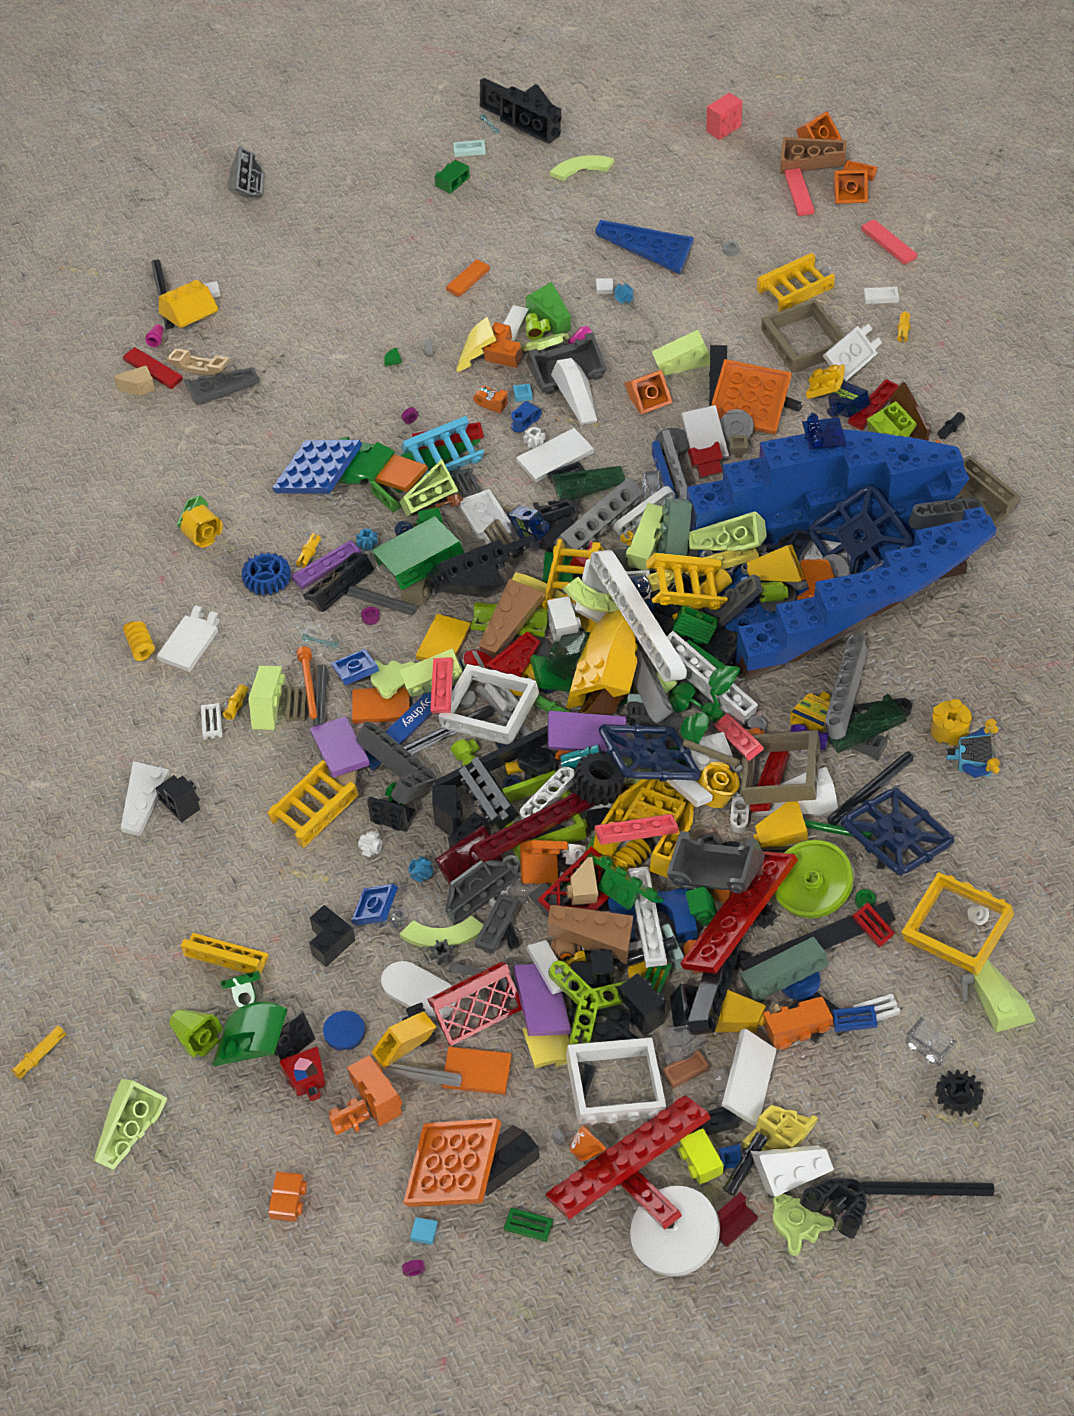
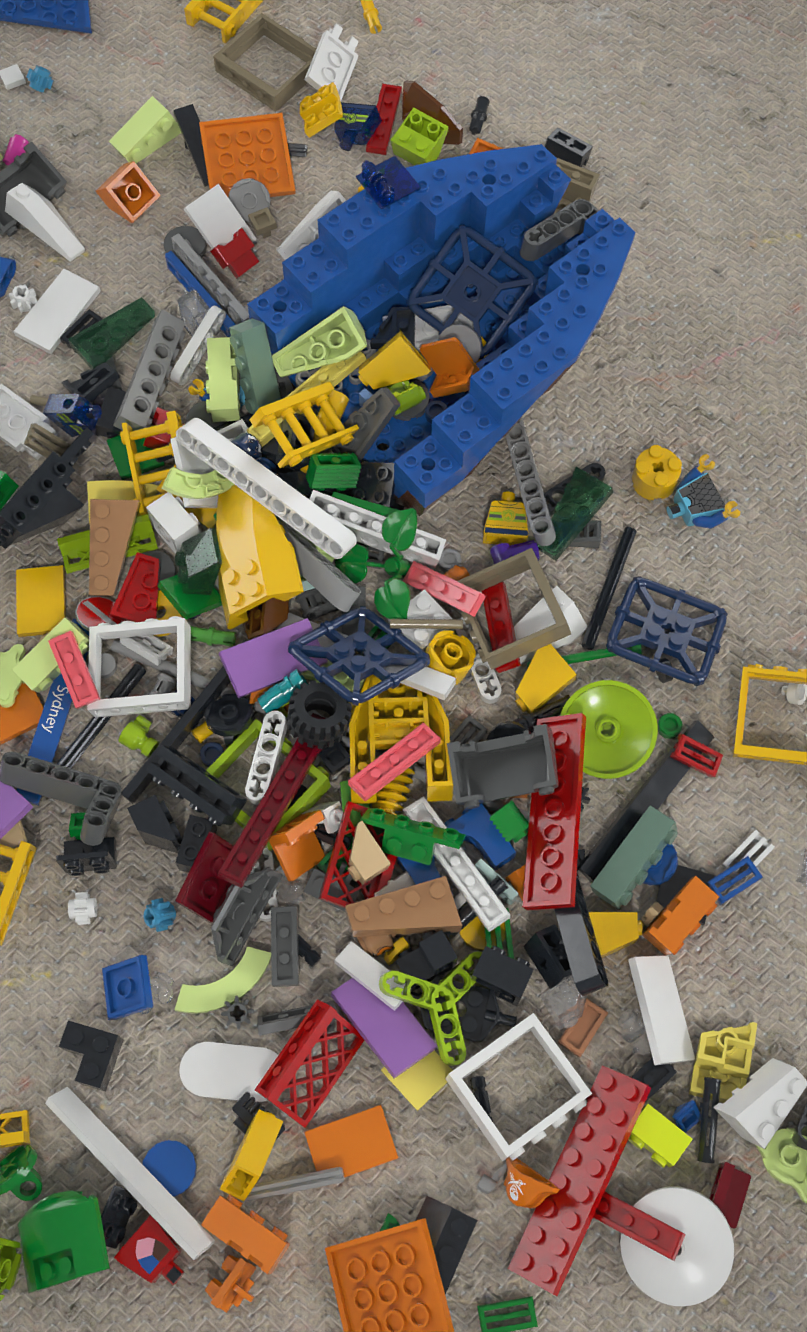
camera: 30 degrees left, 15 degrees up
(317, 1016) = (130, 1173): none -> white tile
(1008, 471) = (568, 147): none -> black hinge

